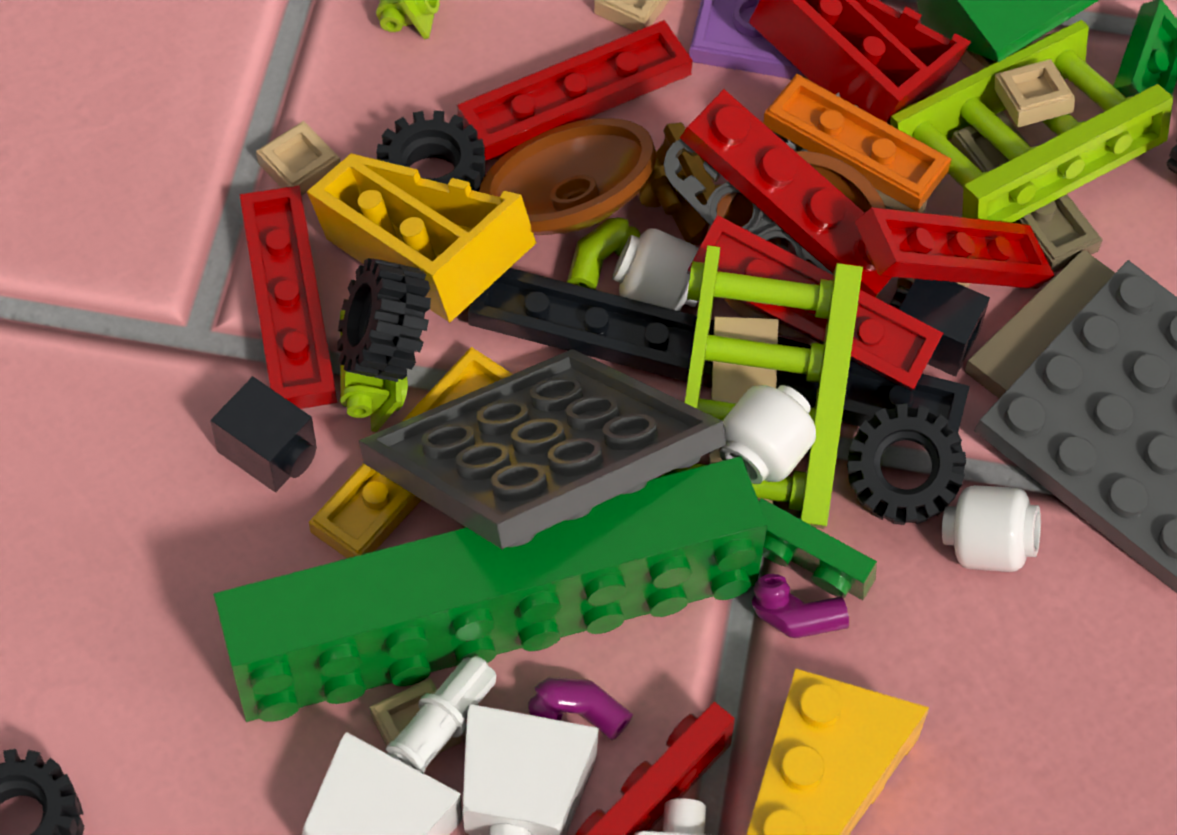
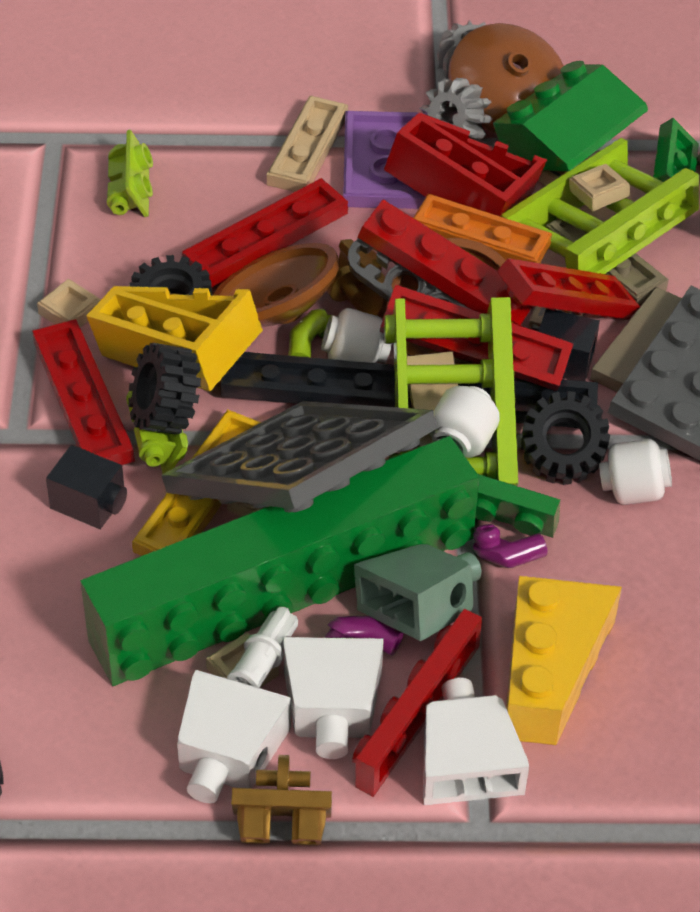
camera: 10 degrees left, 10 degrees down
(661, 660) = (416, 588): none -> sand green torso

